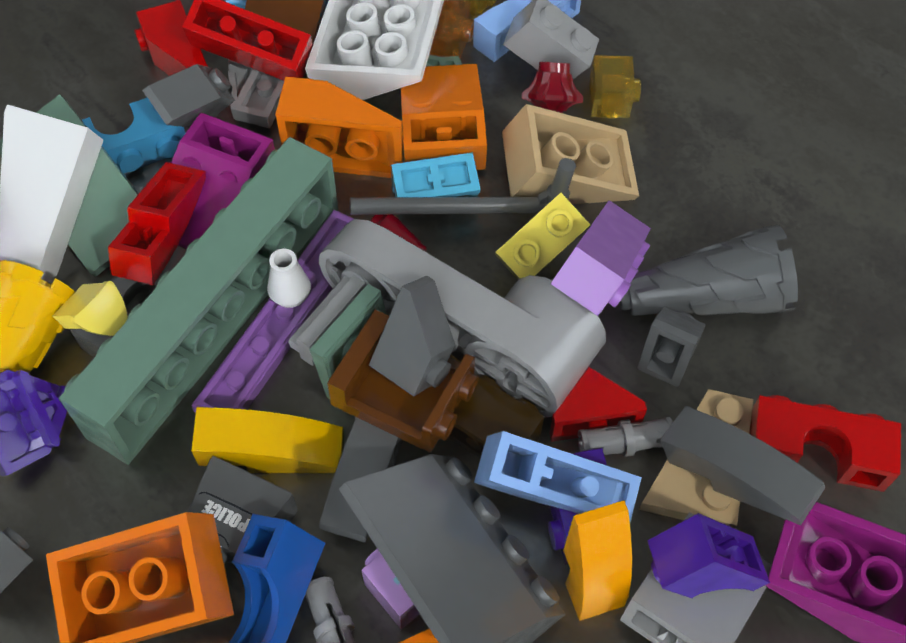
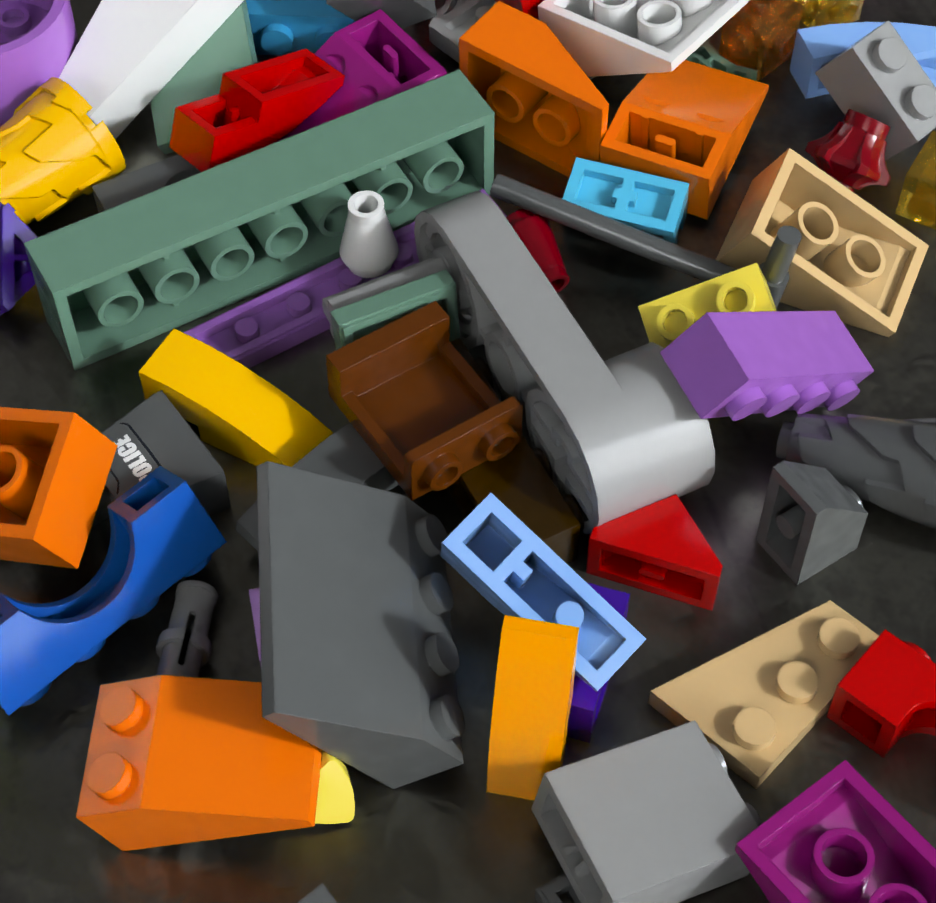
camera: 30 degrees right, 5 degrees down
(95, 309) = (125, 172): light yellow tile -> none
(415, 339) = (459, 348): dark grey slope -> none
(624, 436) = (684, 607): light grey pin -> none
(705, 558) = (664, 763): dark purple arch -> none
(741, 465) = (796, 694): dark grey slope -> none

